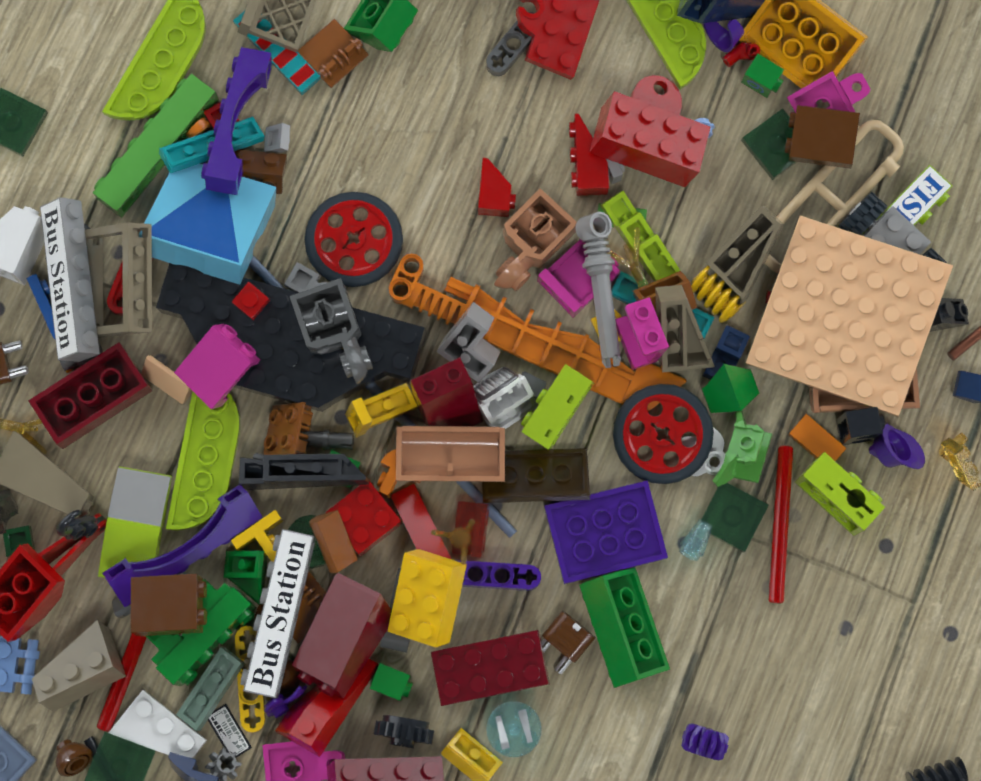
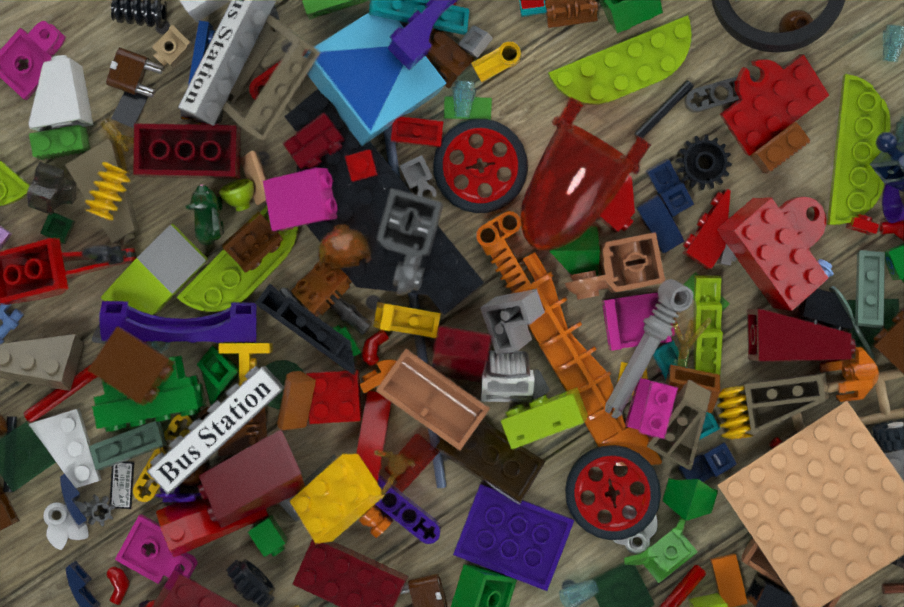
camera: 40 degrees right, 10 degrees up
(14, 397) = (129, 108): none -> black piece
(26, 312) = (180, 50): none -> tan brick
(42, 472) = (107, 191): none -> yellow piece
(144, 436) = (206, 215): none -> dark green animal
(160, 403) = (238, 193): none -> lime brick
(197, 307) = (314, 142): none -> dark red brick
(201, 432) = (252, 242): none -> reddish brown bracket
(279, 246) = (417, 131): none -> red plate
(284, 377) = (343, 248): none -> clear orange cylinder
(299, 191) = (463, 97): none -> clear light blue cone
(305, 144) = (494, 63): none -> yellow piece
(308, 199) = (480, 109): none -> bright green sticker
(367, 455) = (370, 347): none -> red arm
(418, 75) = (626, 65): none -> lime plate
(441, 194) = (573, 182): none -> clear red windscreen
(475, 601) = (374, 518): none -> orange wheel
(476, 89) = (664, 109): none -> black bar
(486, 250) = (580, 254): none -> green slope
(526, 149) = (669, 187): none -> dark blue slope
(532, 178) = (658, 220): none -> dark blue slope
(543, 95) = (717, 162): none -> black gear
(594, 53) = (780, 148): none -> dark orange brick
(708, 69) = (863, 225): none -> red plate
(719, 197) = (789, 339): none -> dark red slope
(728, 157) = (824, 308): none -> black slope
(745, 146) = (833, 289): none -> sand green piece
(752, 115) = (870, 289): none -> sand green plate
(795, 188) = (860, 375): none -> orange piece

